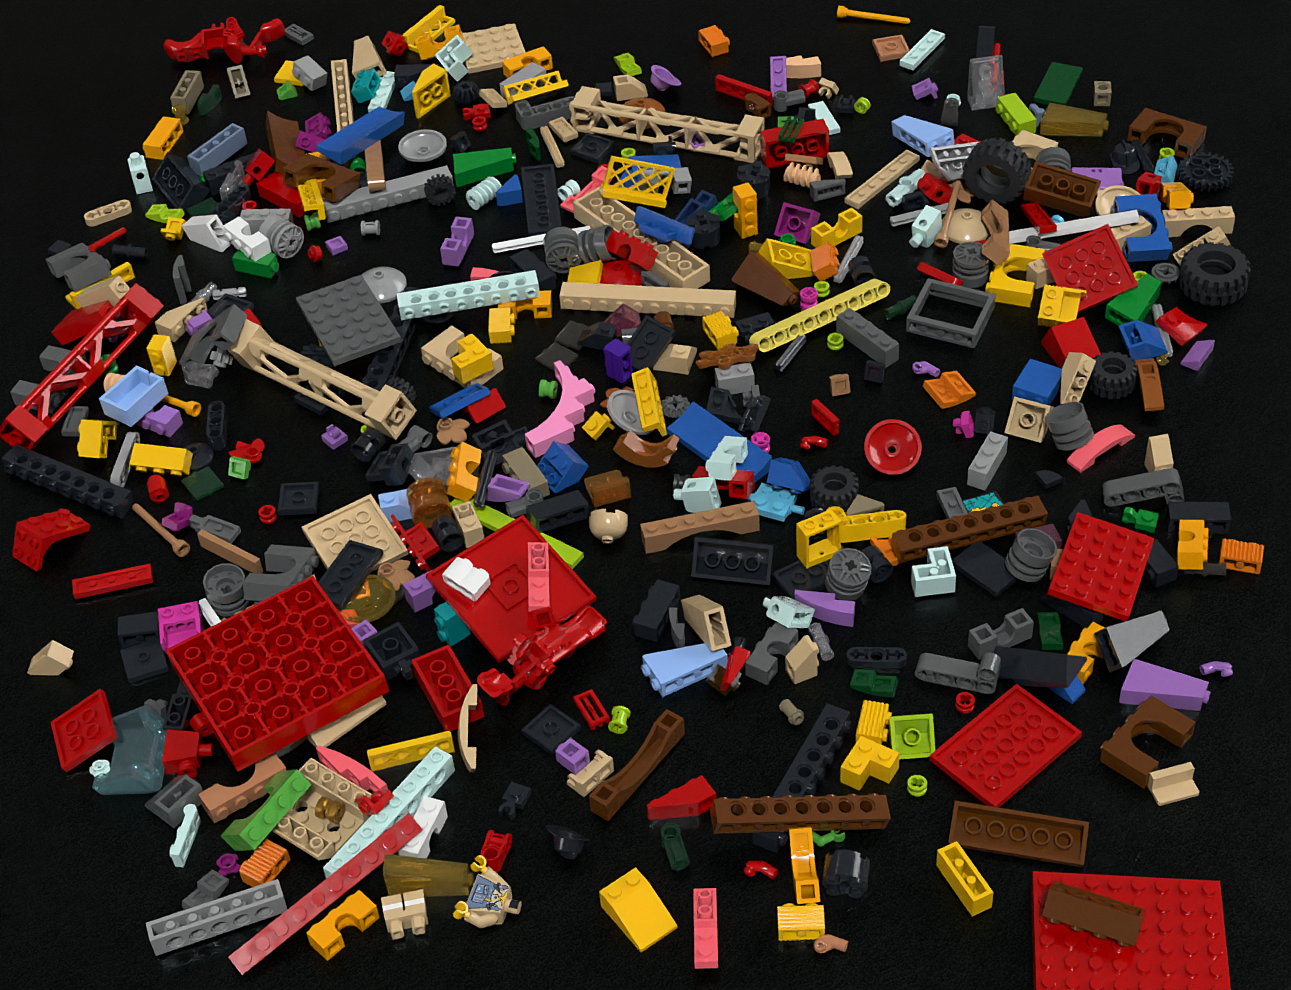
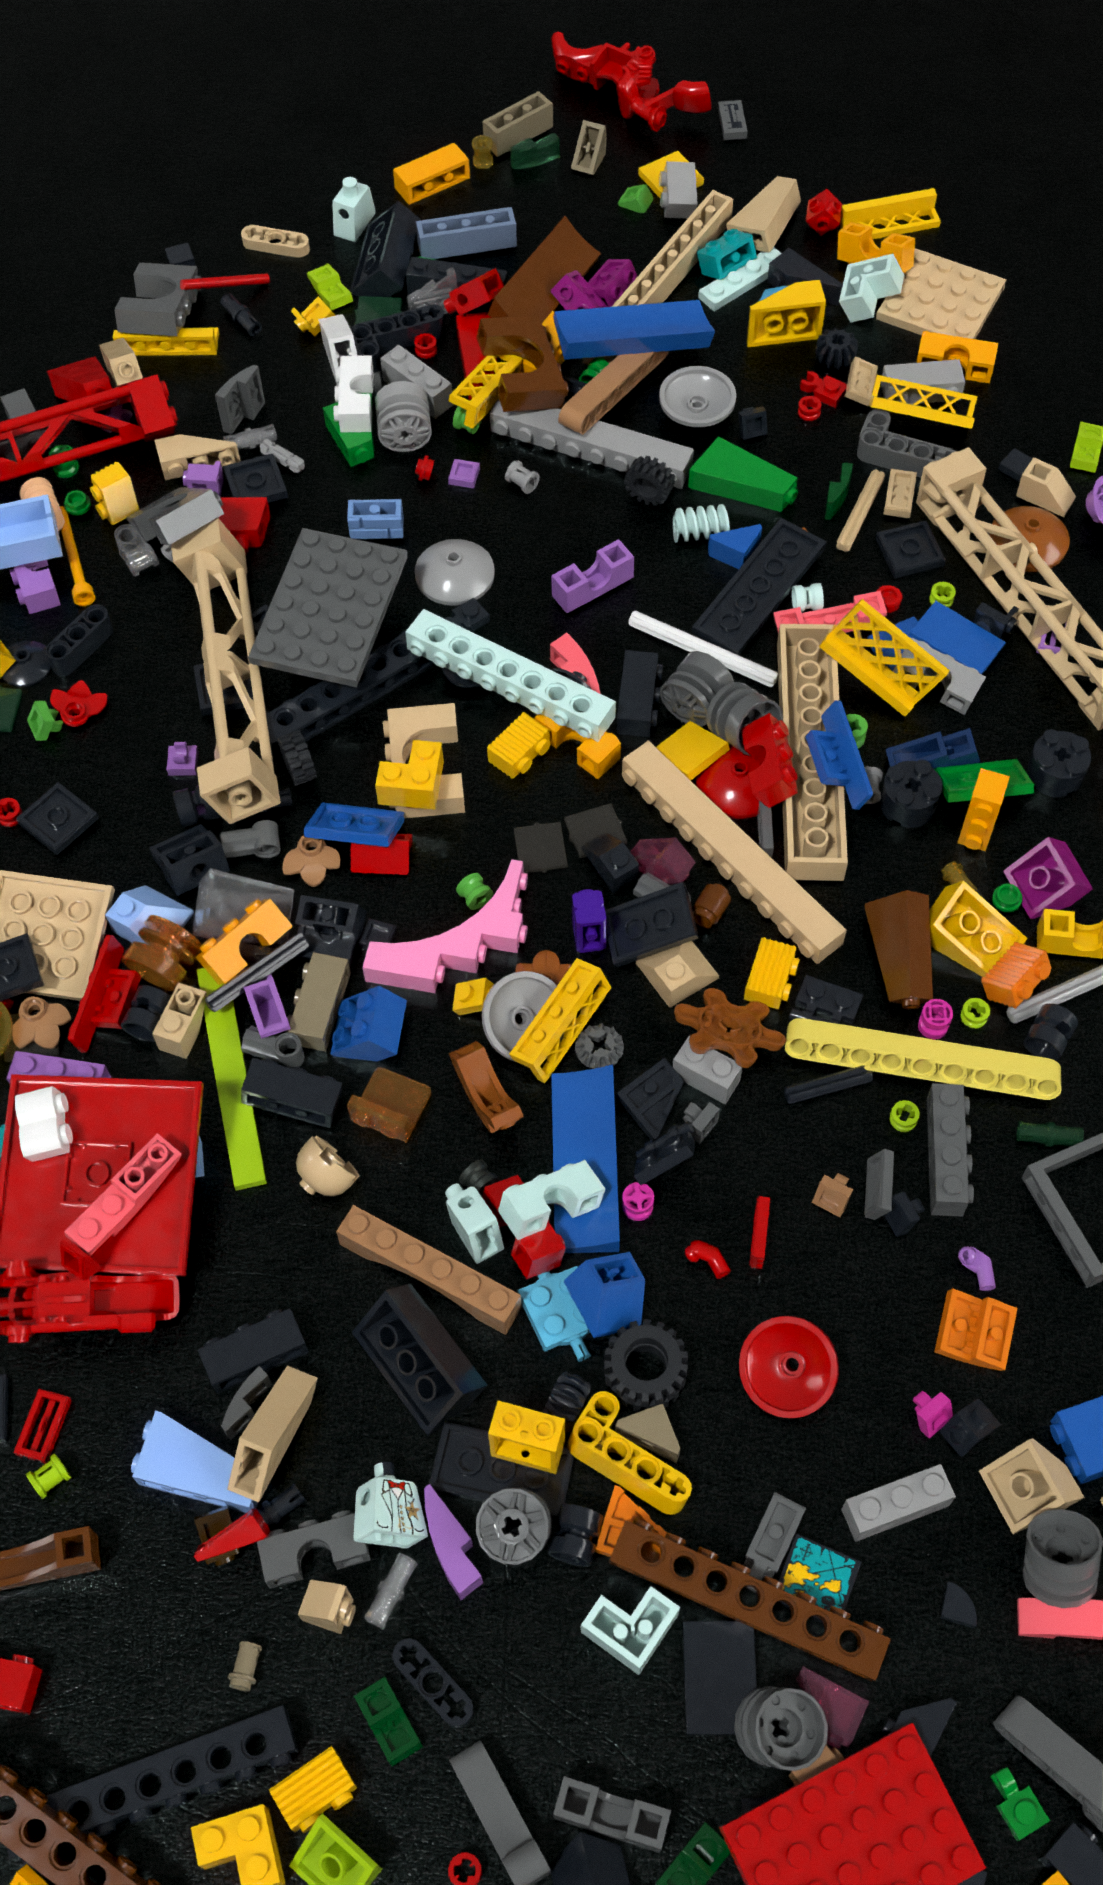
camera: 40 degrees right, 15 degrees up
(319, 279) = (375, 519): none -> medium blue brick
(854, 368) = (879, 1184): none -> dark grey tile

